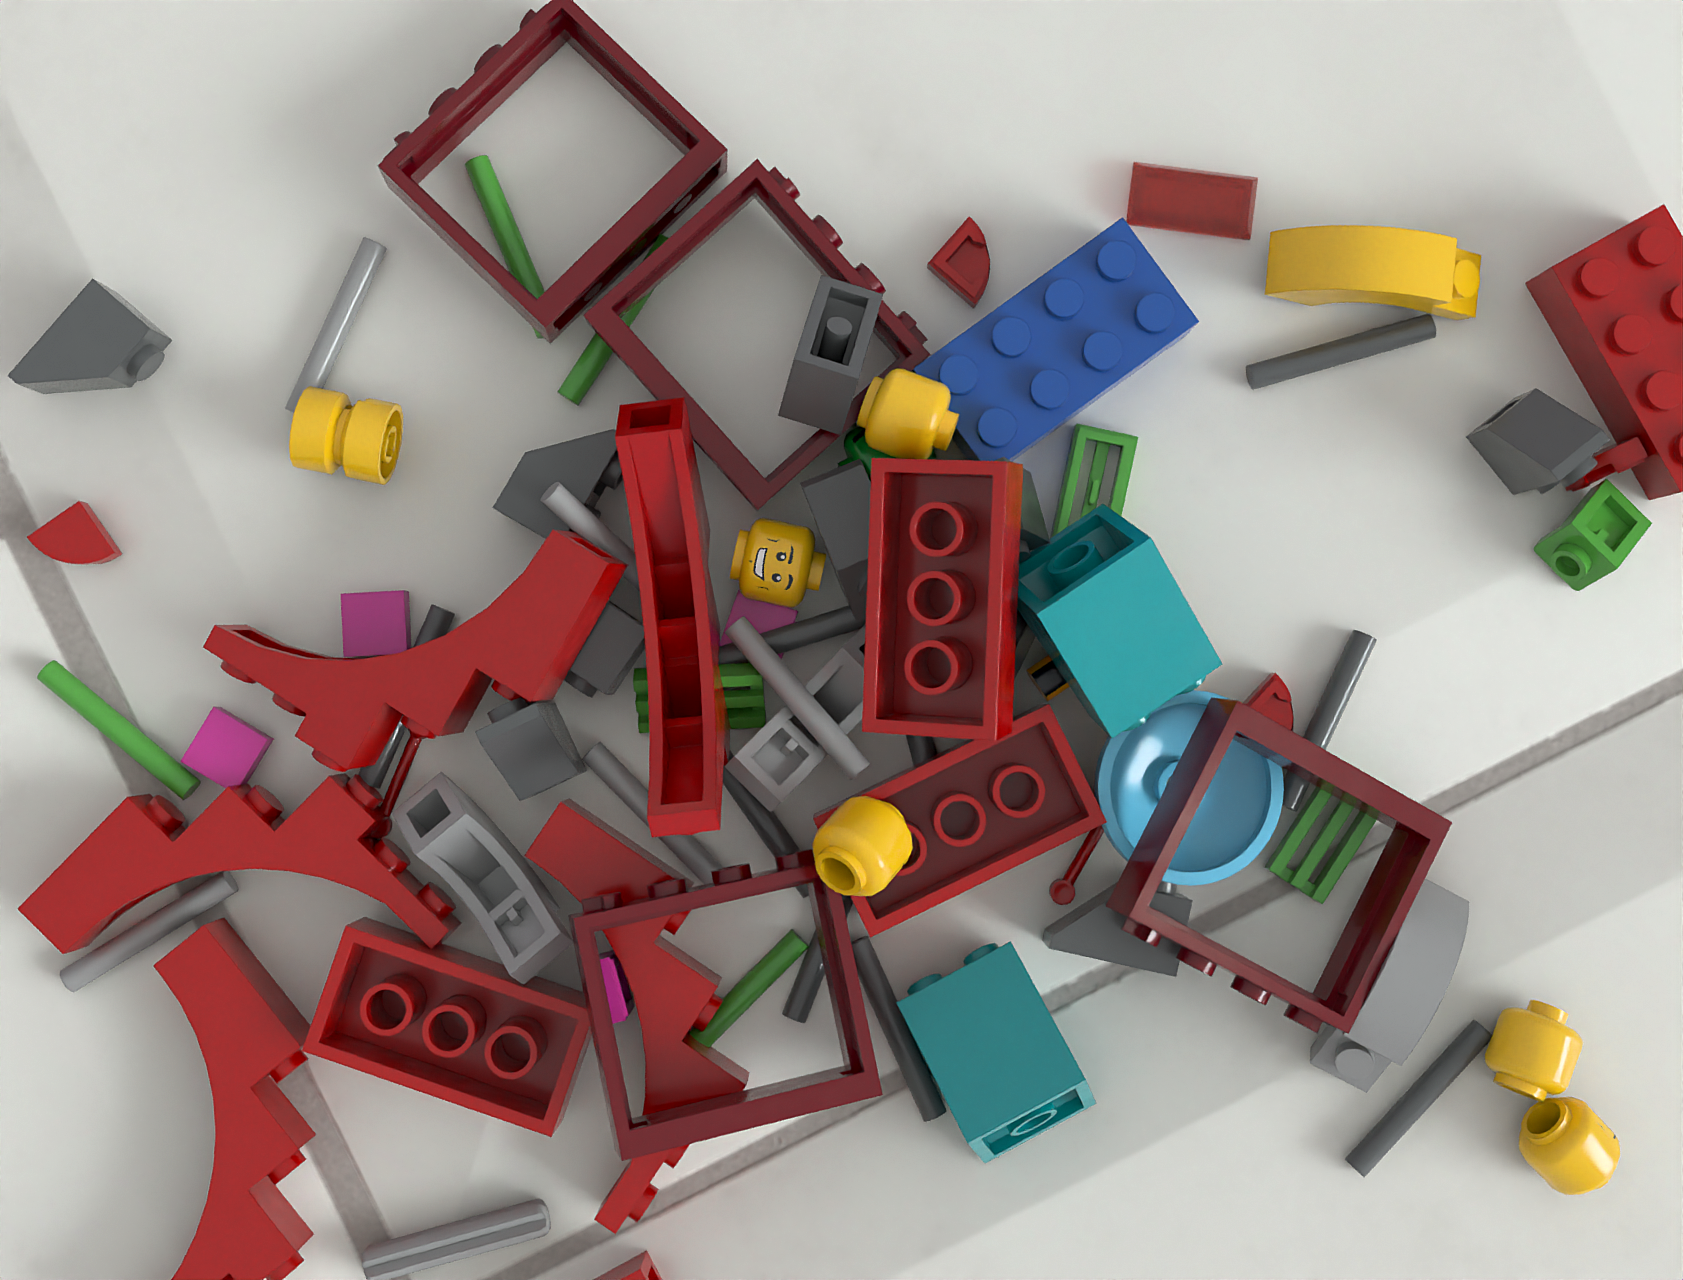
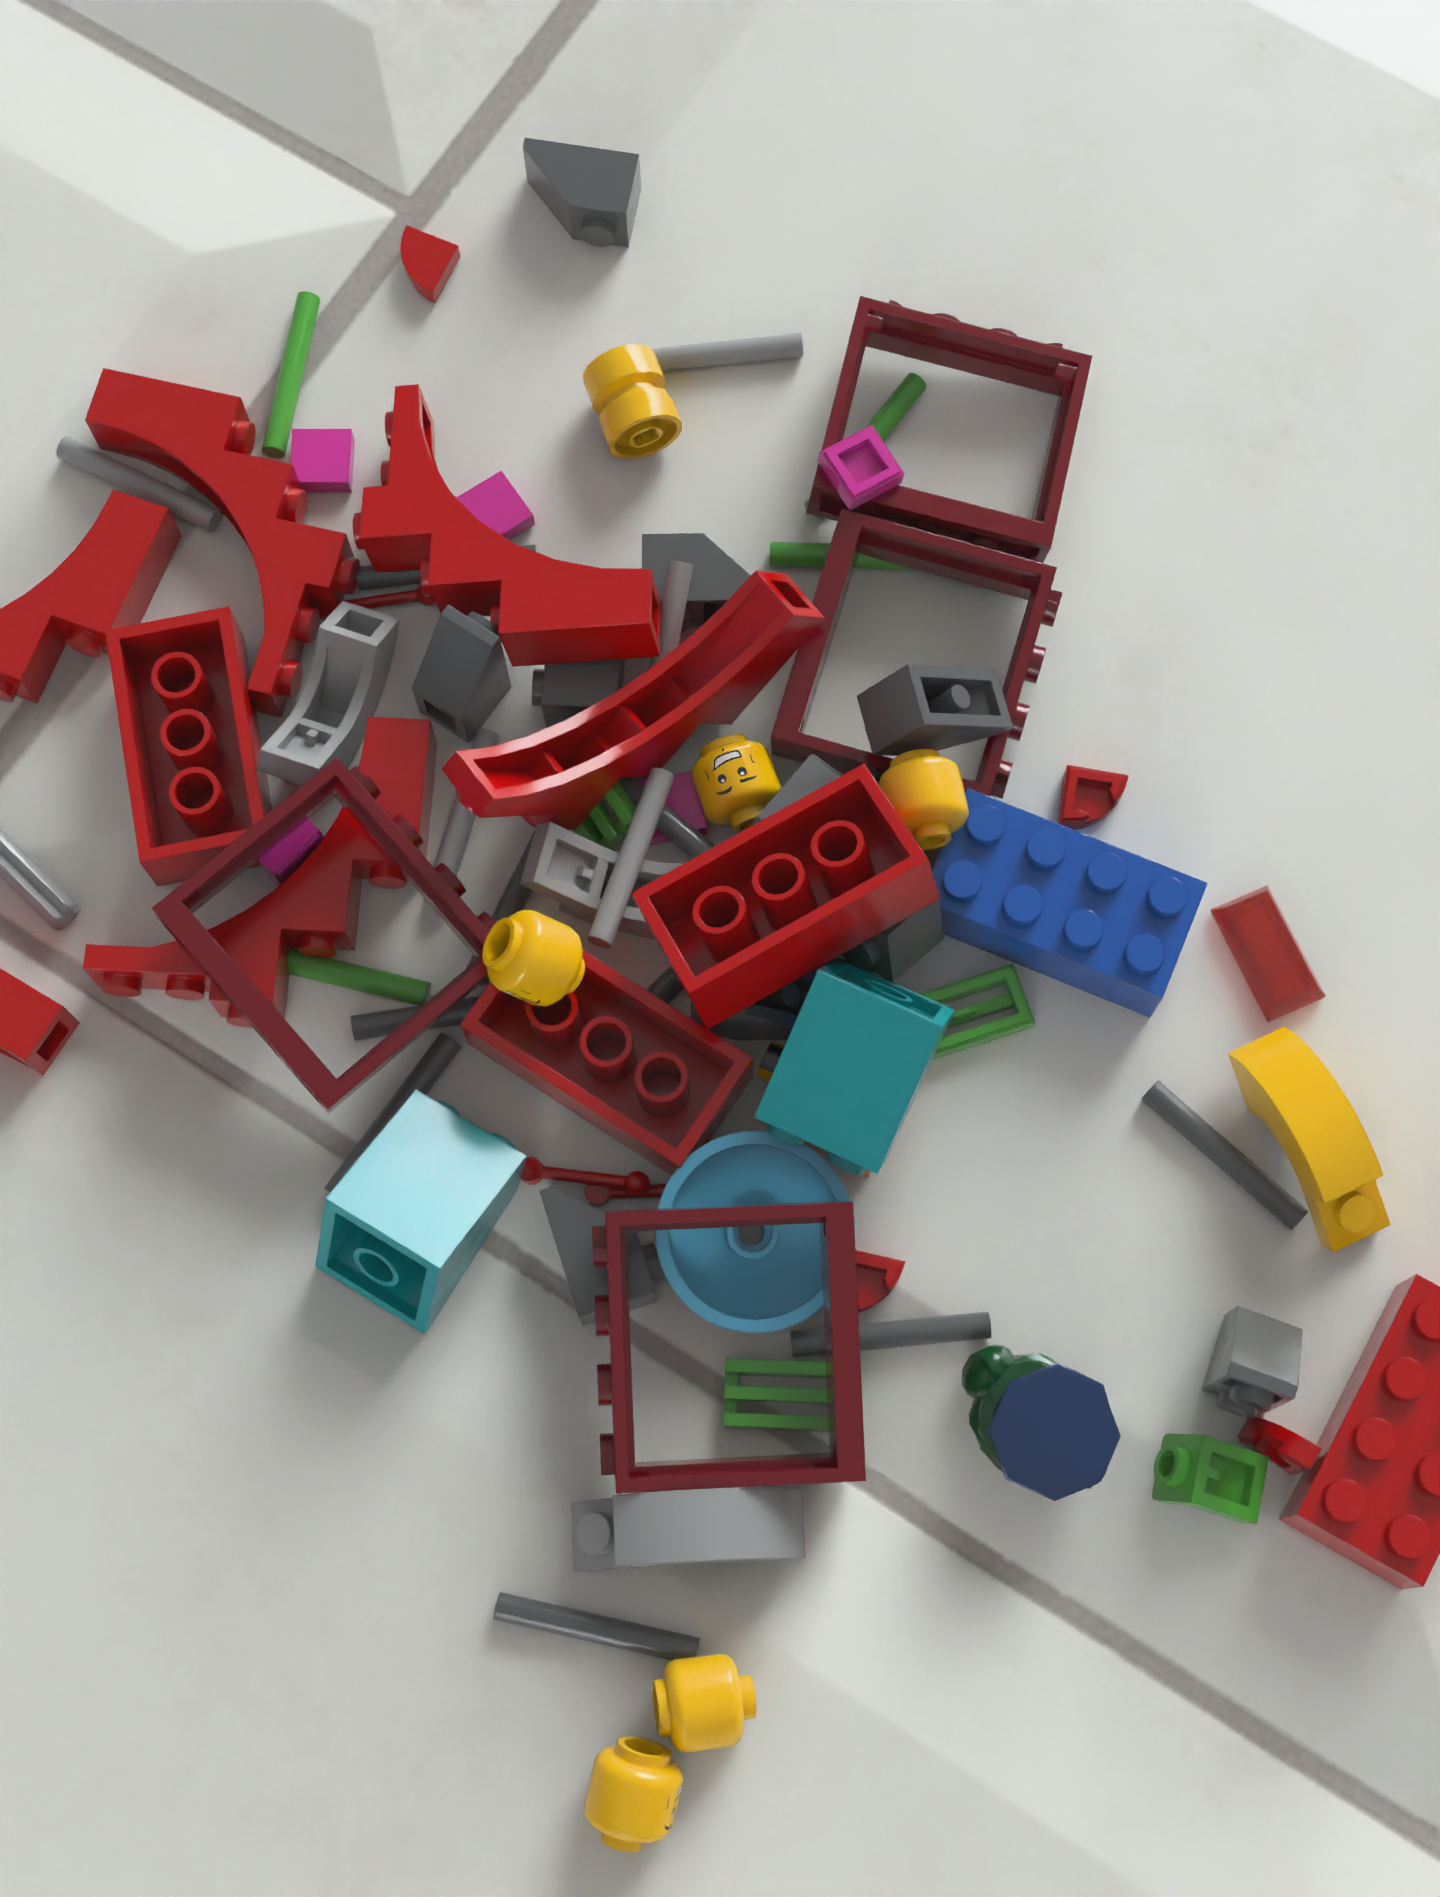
camera: 60 degrees right, 15 degrees down
(554, 273) = (860, 467): none -> dark pink tile
(1079, 858) = (635, 1183): none -> red hinge
(1476, 647) = (1040, 1421): none -> dark blue piece

